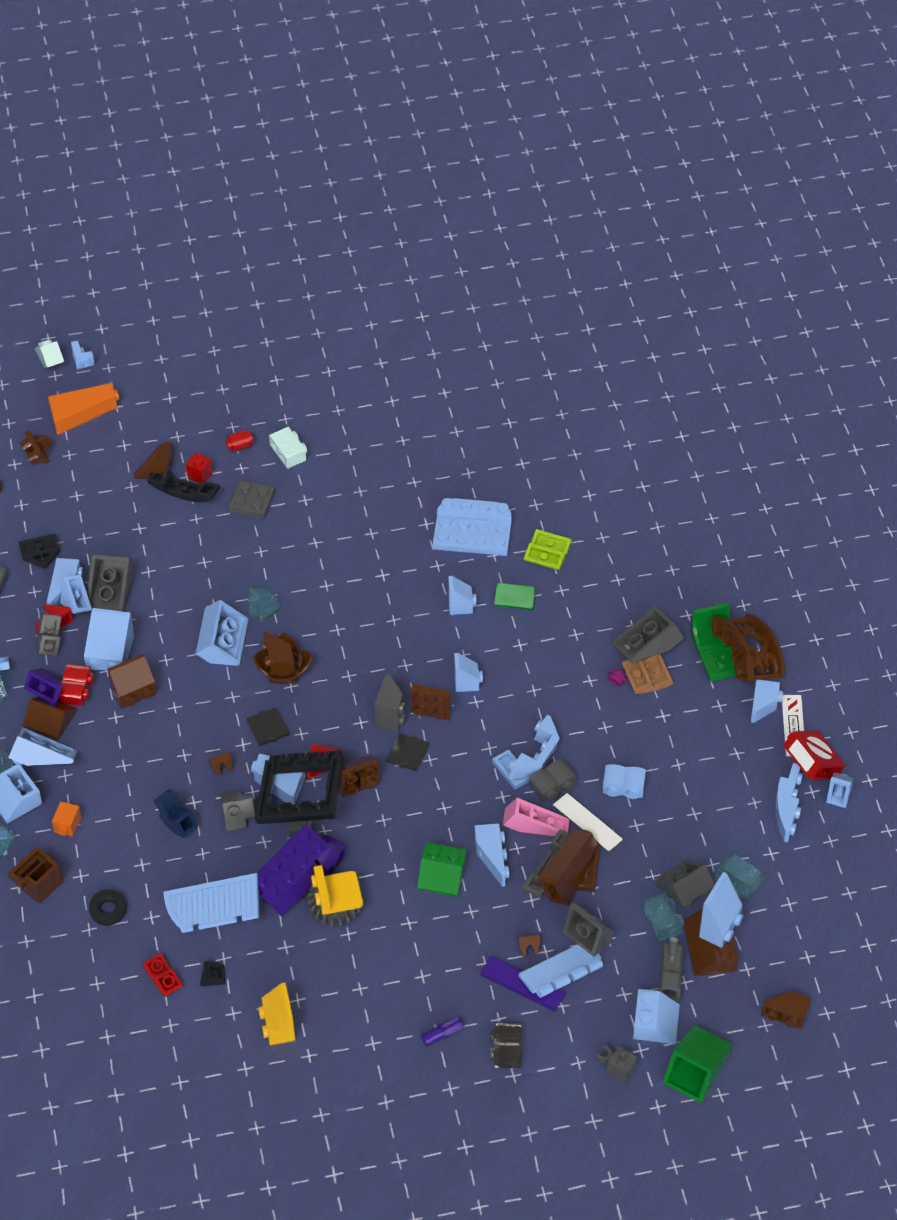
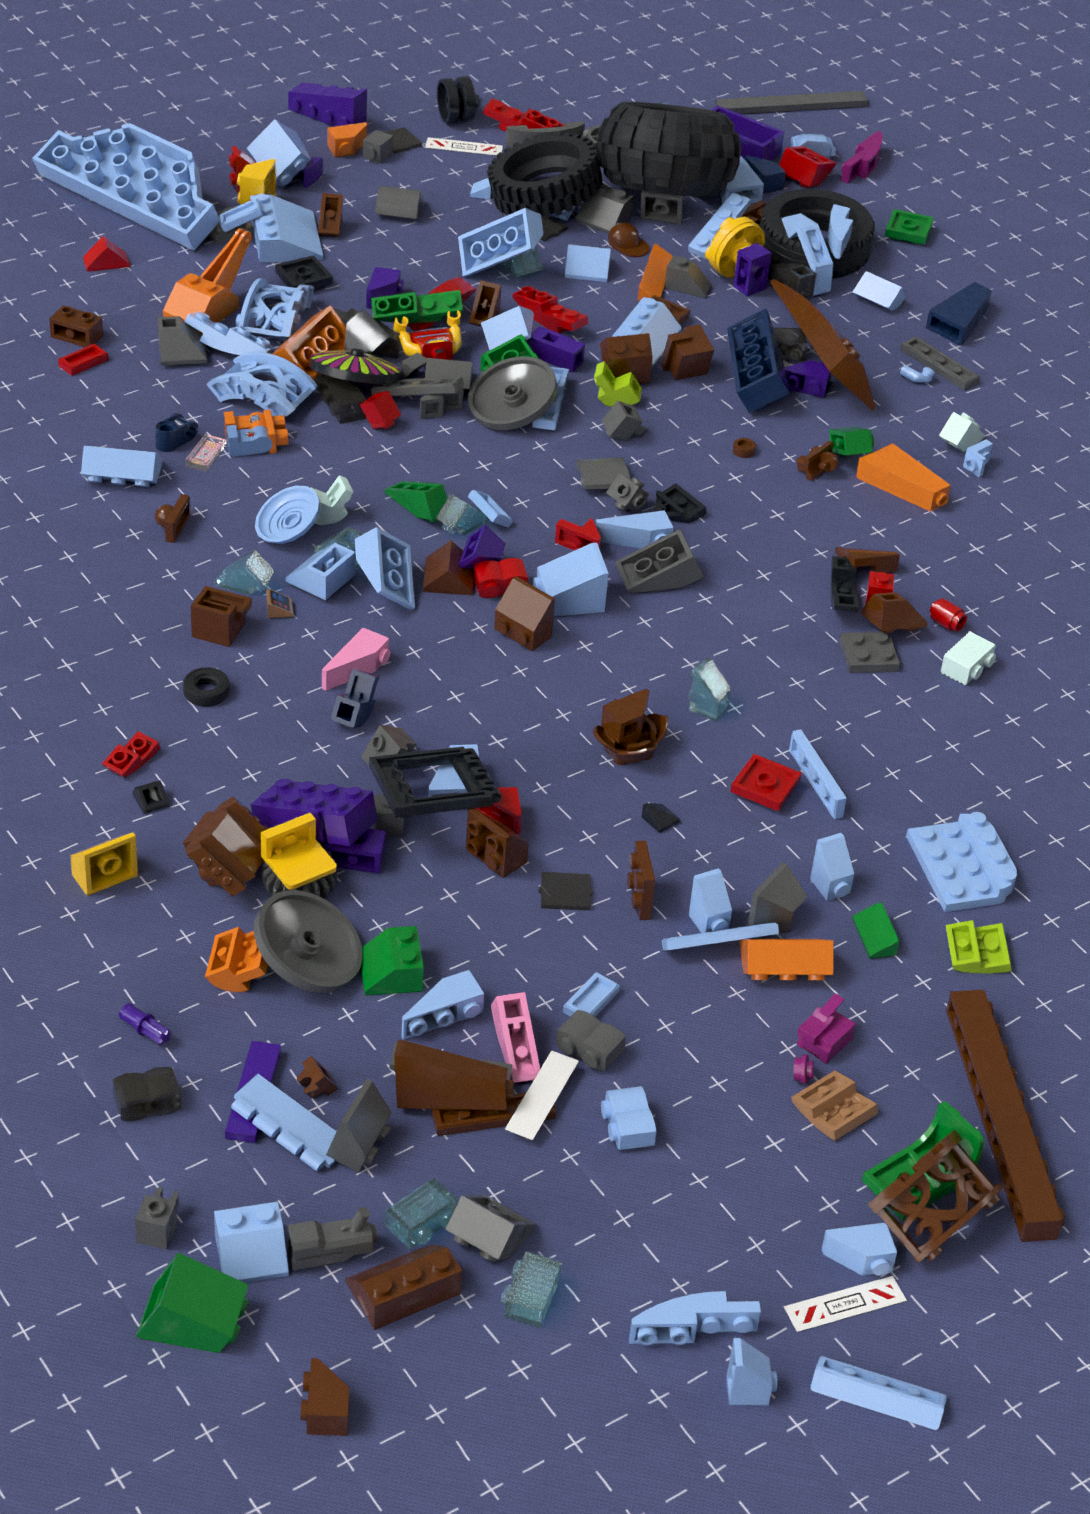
camera: 65 degrees right, 10 degrees down
(21, 581) = (628, 493): none -> dark grey brick
(32, 418) = (851, 440): none -> green brick
(34, 836) = (278, 605): none -> medium nougat slope
(48, 634) = (555, 535): dark grey slope -> none
(66, 819) = (308, 620): orange brick -> none
(74, 594) = (622, 538): light blue slope -> none
(121, 797) = (364, 651): none -> bright pink slope
(214, 903) = (242, 764): light blue piece -> none
(222, 634) = (653, 669): light blue slope -> none
(224, 759) = (453, 719): reddish brown tile -> none
(230, 470) = (892, 612): none -> reddish brown slope
(267, 726) = (534, 754): clear smoke piece -> none
(306, 931) = (227, 846): none -> reddish brown slope
(357, 604) = (766, 782): none -> red plate
(361, 675) = (658, 816): none -> black slope
(363, 572) = (817, 774): none -> light blue tile
(389, 706) = (614, 839): dark grey slope -> none
(406, 955) = (235, 961): none -> orange brick
(414, 909) = (308, 941): none -> dark grey dish
(477, 637) = (777, 899): none -> dark grey slope
(492, 679) = (720, 936): none -> light blue tile
(520, 650) = (787, 958): none -> orange slope
(527, 766) = (638, 1022): light blue slope -> none
(591, 653) = (826, 1031): none -> magenta piece
(648, 636) = (890, 1083): dark grey slope -> none
(683, 590) = (1004, 1117): none -> reddish brown brick
(721, 913) = (419, 1238): light blue slope -> none
(813, 754) = (788, 1324): red brick -> none
(862, 731) = (878, 1392): none -> light blue slope

